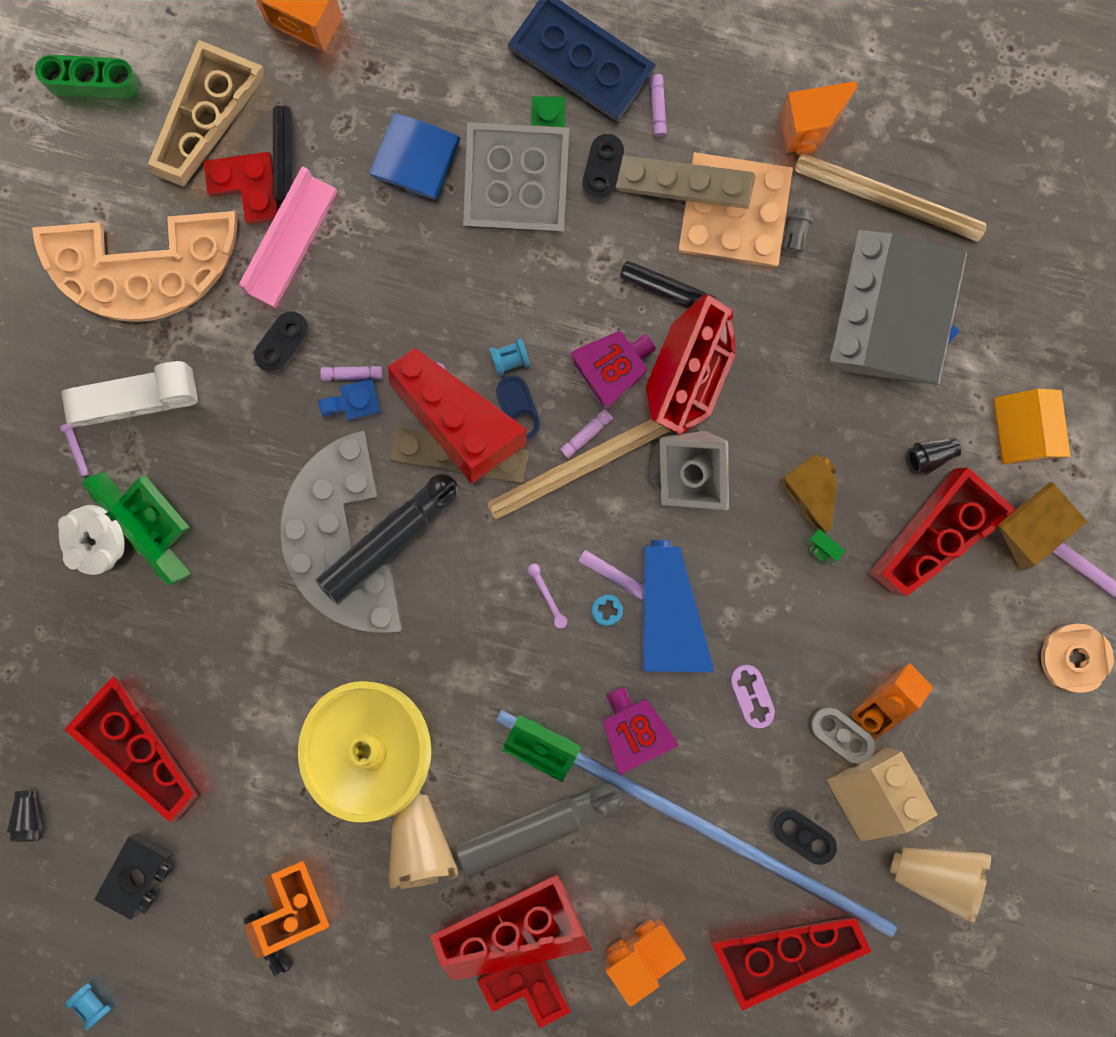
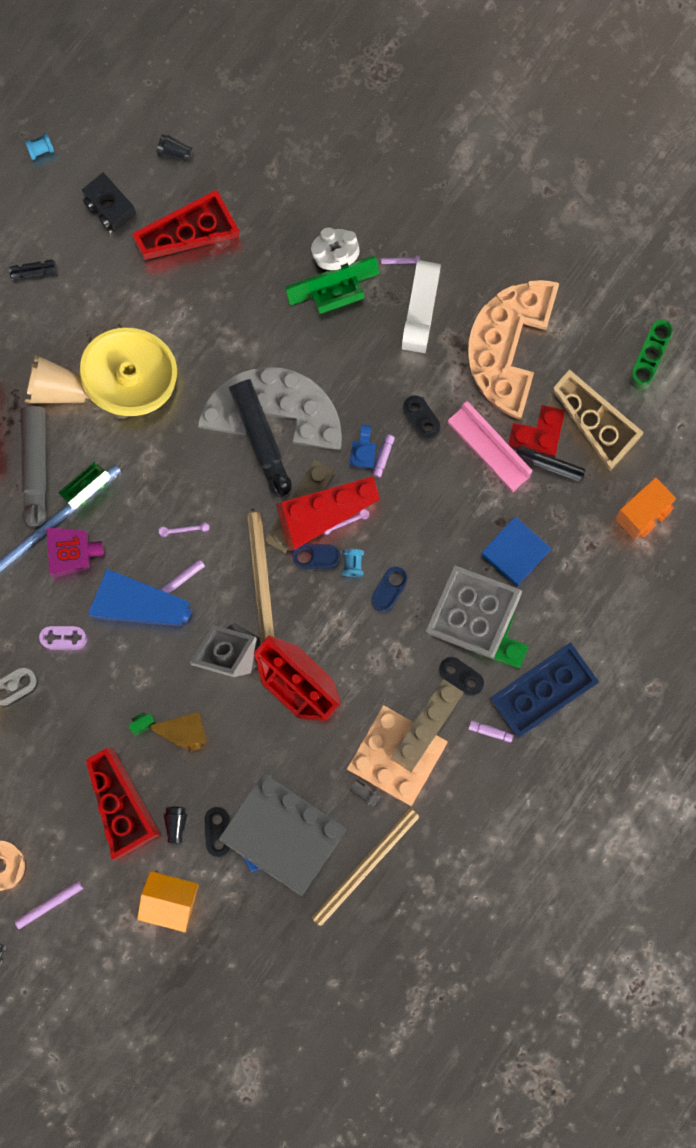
camera: 115 degrees right, 5 degrees down
(295, 915) = (43, 293): orange brick -> none
(533, 299) = (386, 593): none -> dark blue piece
(586, 434) = (281, 595): lavender wheel -> none
(597, 615) = (157, 555): dark azure bush -> none
(612, 365) = (319, 629): magenta torso -> none
(661, 283) = (361, 687): black axle -> none
(811, 115) = (437, 829): orange slope -> none
(892, 701) = (21, 728): orange slope -> none
(921, 398) = (214, 832): none -> black plate
(1040, 526) = (97, 871): pearl gold slope -> none

